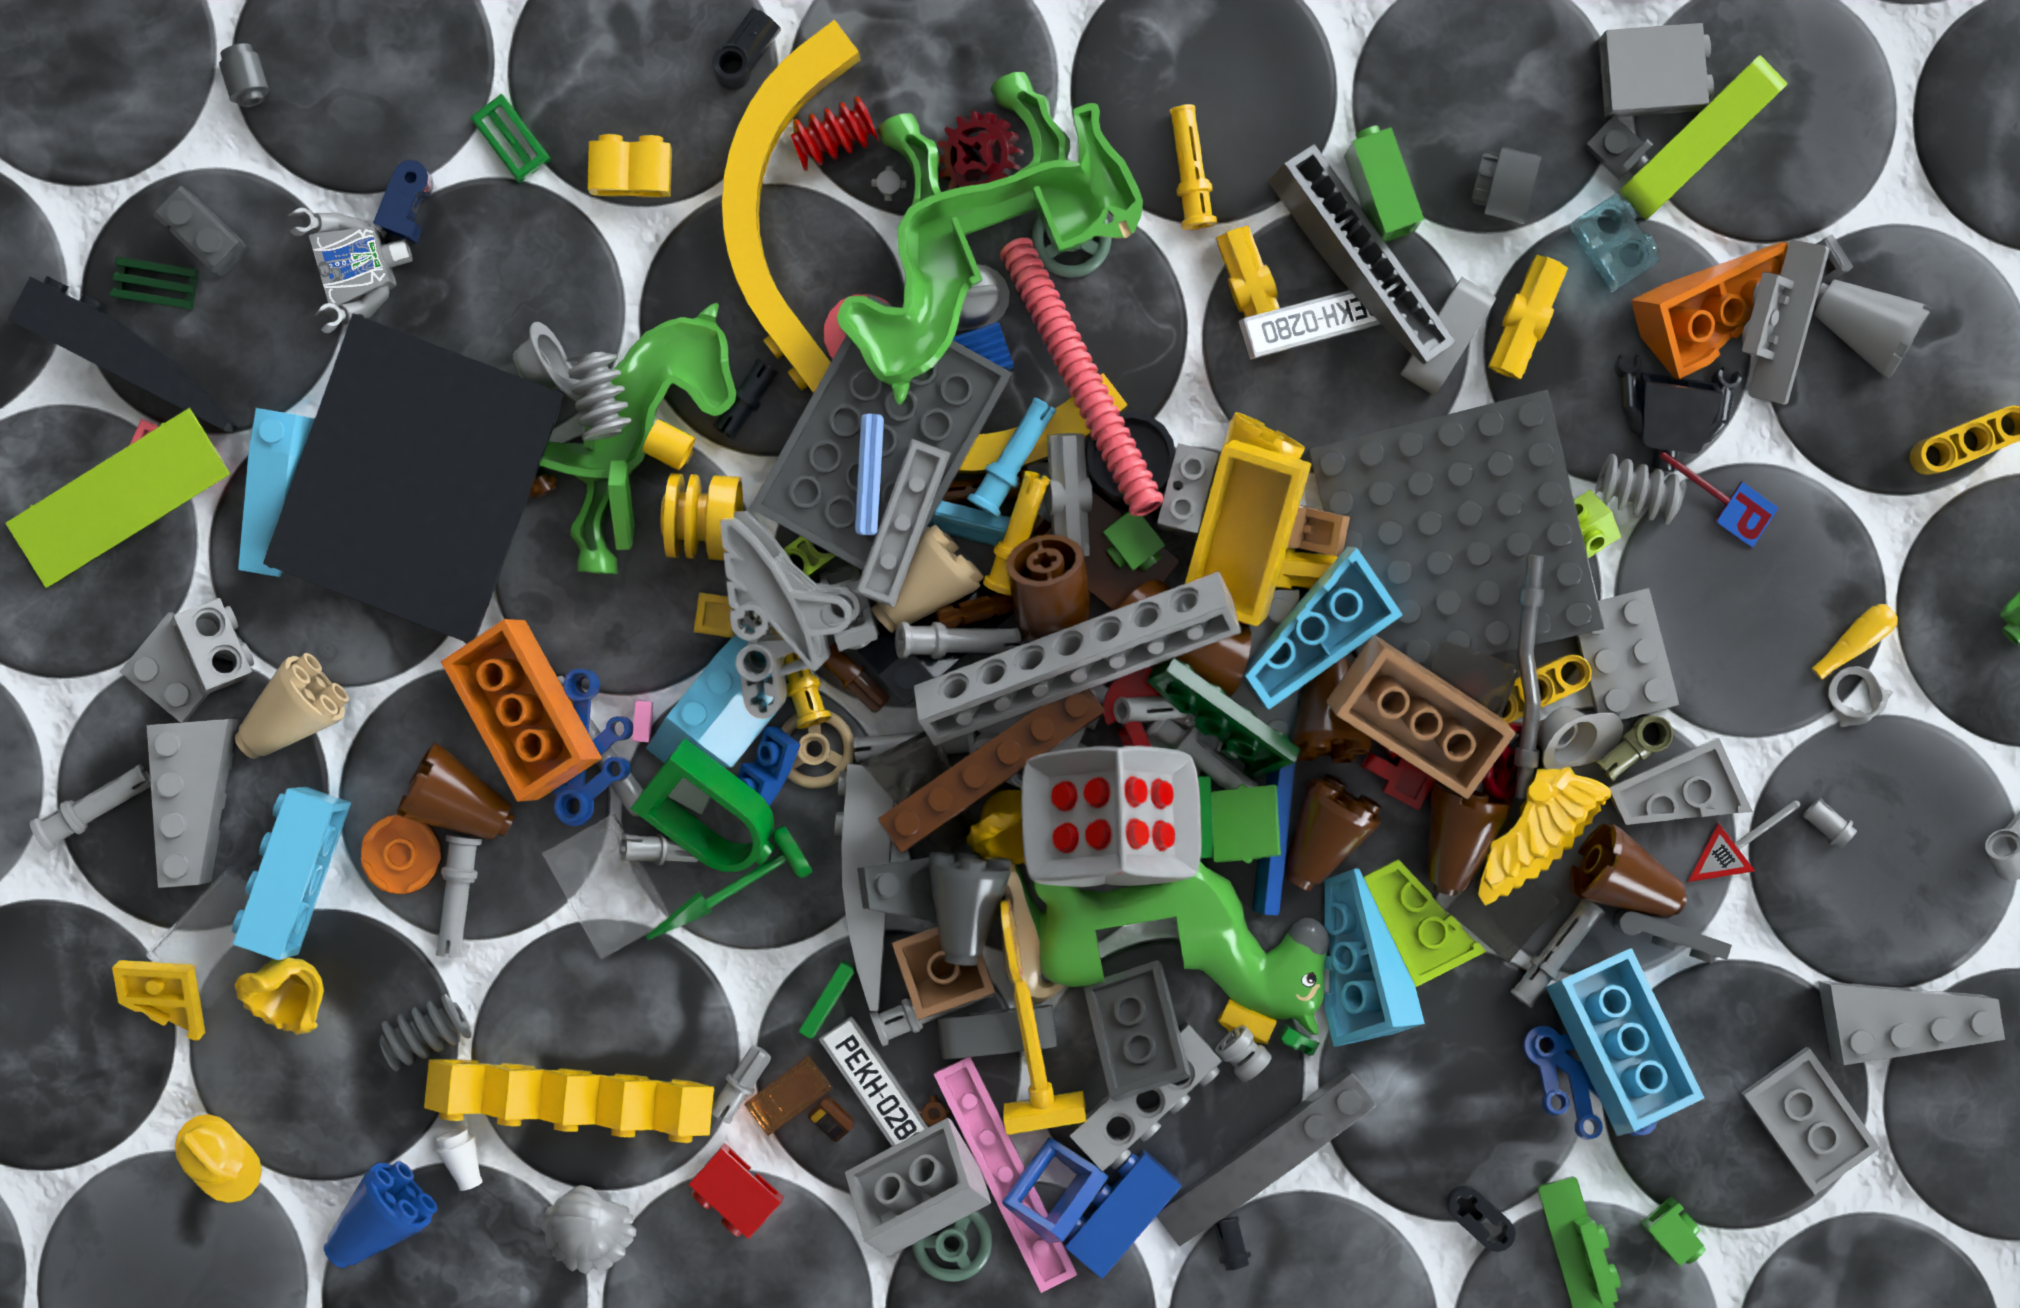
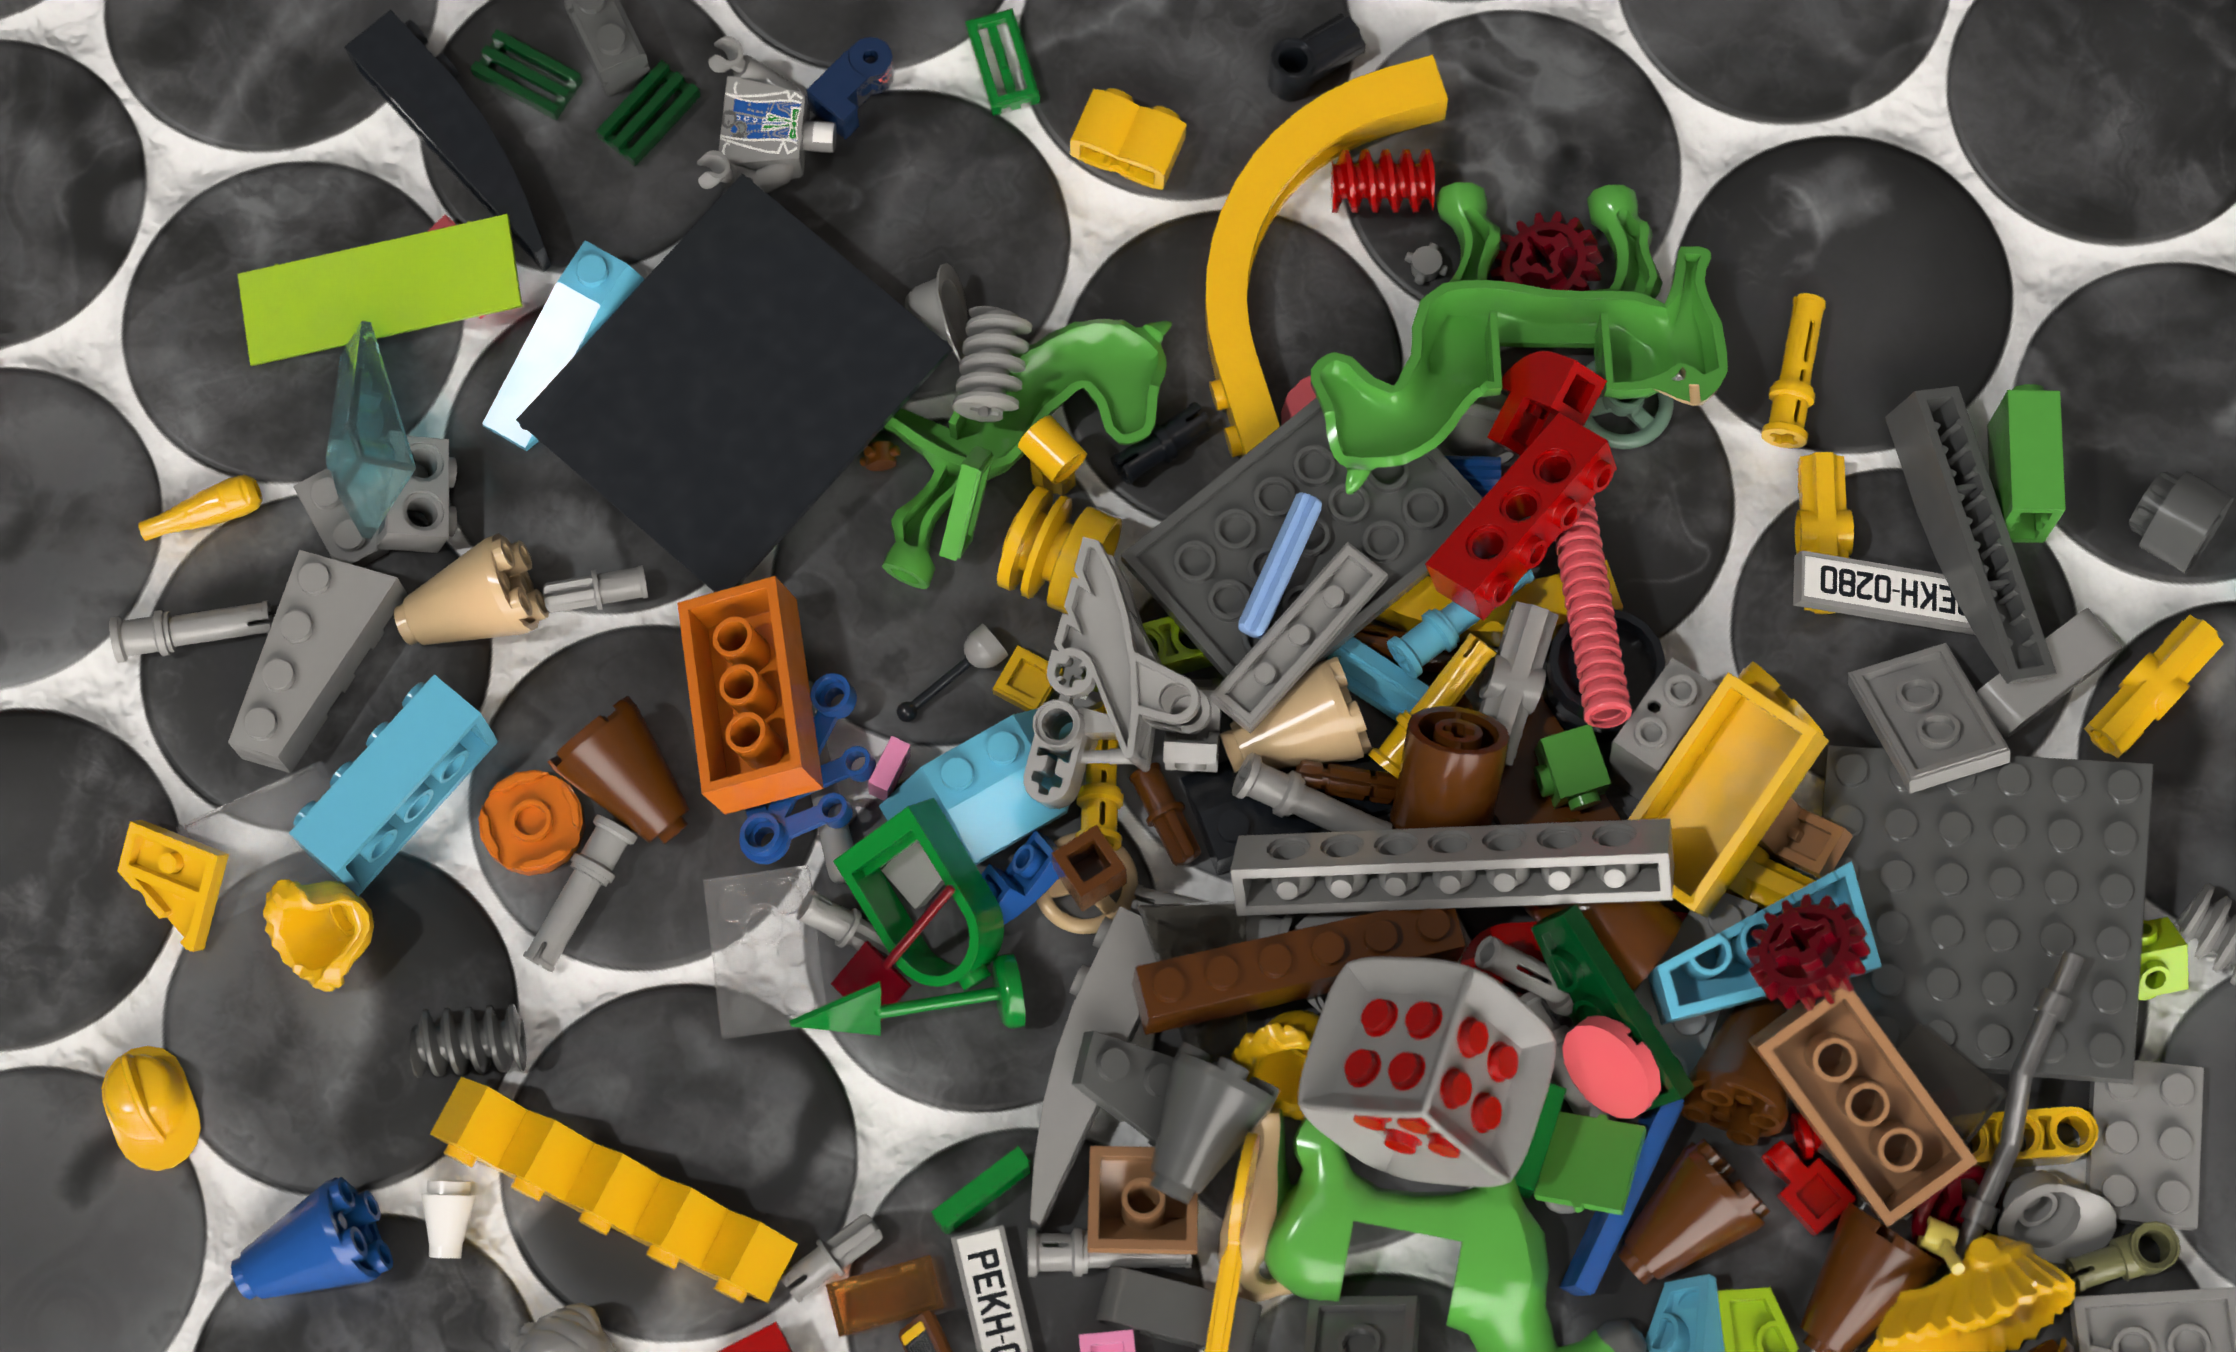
camera: 20 degrees right, 15 degrees down
(67, 707) = (209, 507): none -> yellow piece
(160, 628) = (366, 435): none -> clear light blue wedge
(245, 275) = (659, 74): none -> dark green tile
(375, 666) = (595, 589): none -> light grey axle
(674, 607) = (980, 651): none -> hinge
(690, 877) = (870, 966): none -> dark red piece
(816, 750) = (1089, 868): none -> reddish brown brick
(1011, 267) = (1539, 390): none -> red brick
(1026, 351) = (1527, 489): none -> red brick
(1236, 755) = (1611, 1067): none -> coral tile
(1352, 632) = (1808, 952): none -> dark red gear
(1374, 405) = (1928, 718): none -> light grey tile
(1507, 790) = (1940, 1240): none -> light yellow hand

